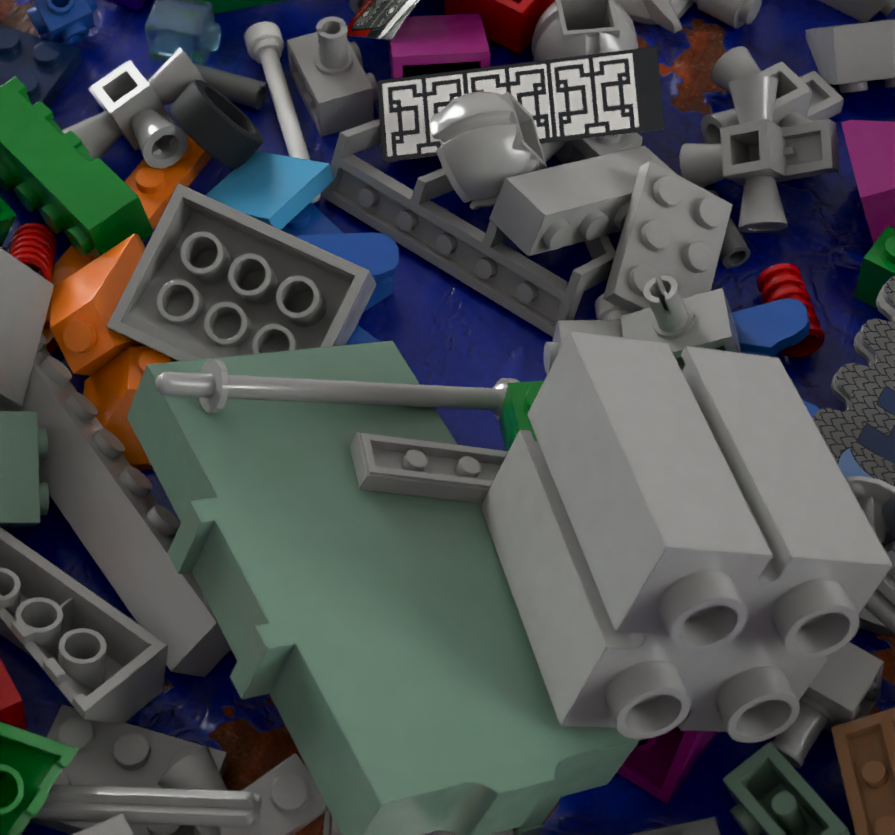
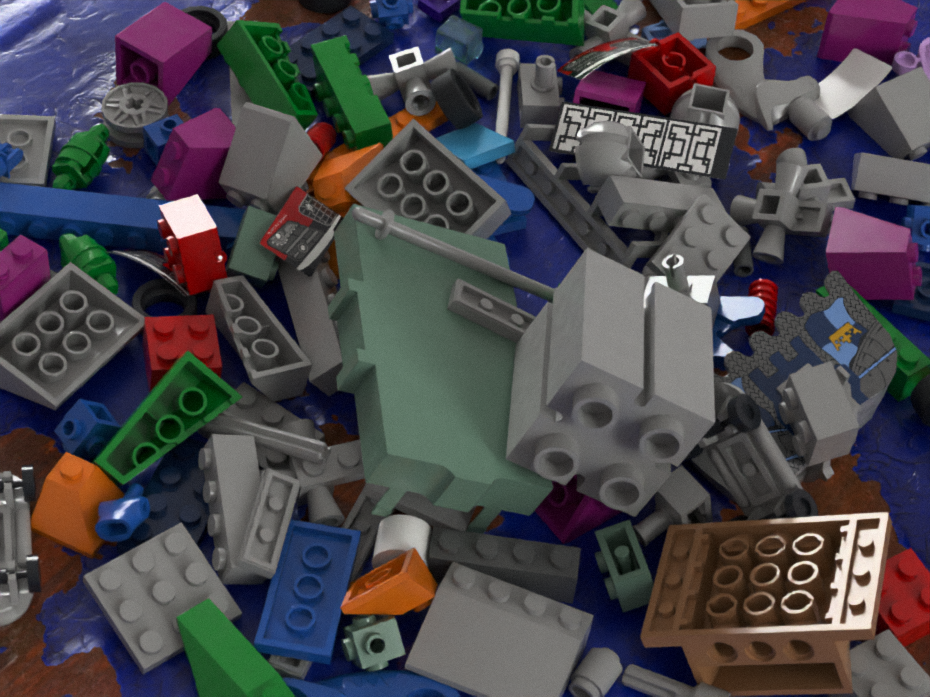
camera: 15 degrees right, 5 degrees down
(68, 422) = (302, 231): none -> sticker

